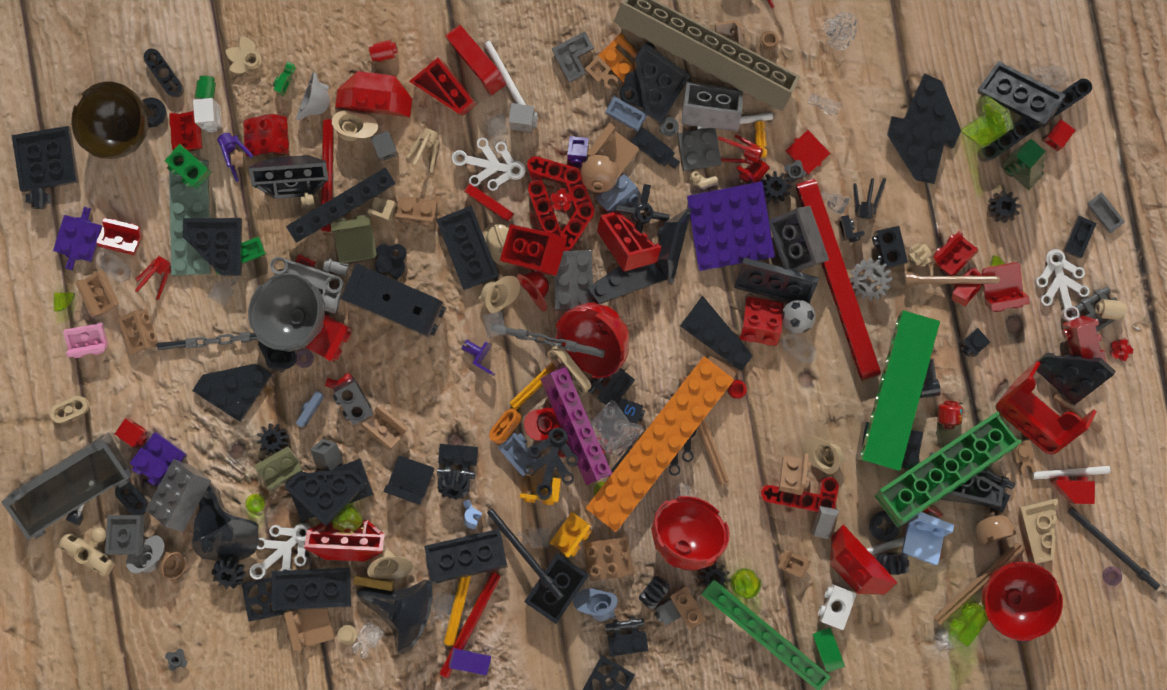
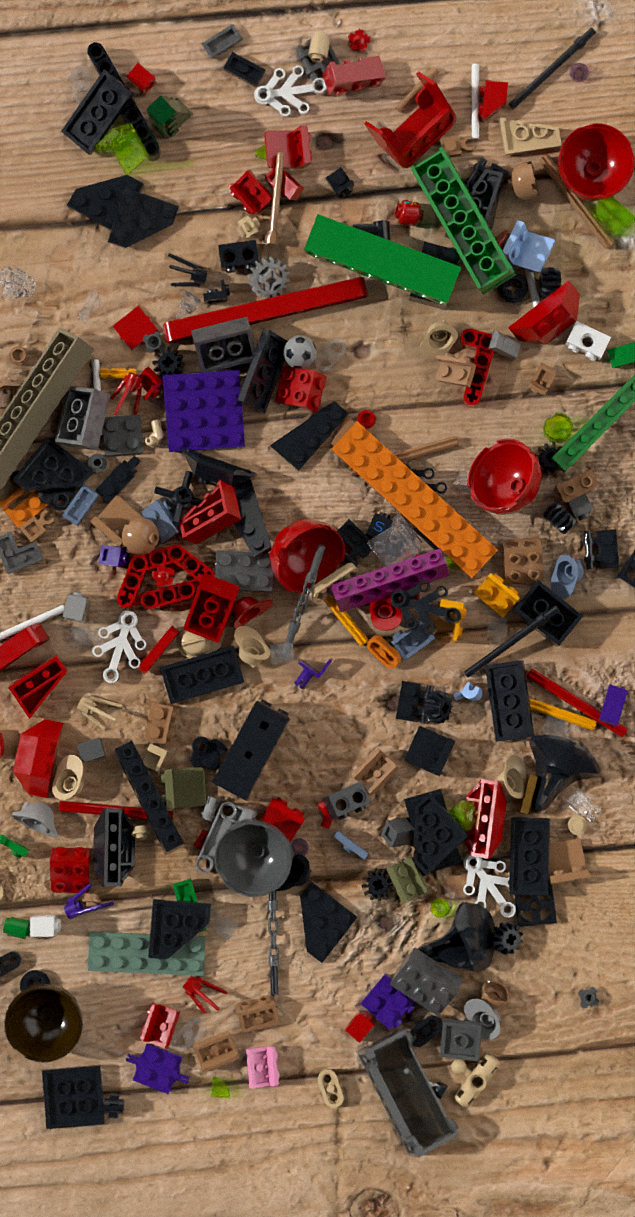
camera: 80 degrees left, 0 degrees up
(185, 131) = (58, 950): red bracket -> none
(190, 164) = (93, 946): green brick -> none
(1009, 212) = (202, 145): black gear -> none
(1074, 375) = (380, 90): black plate -> none

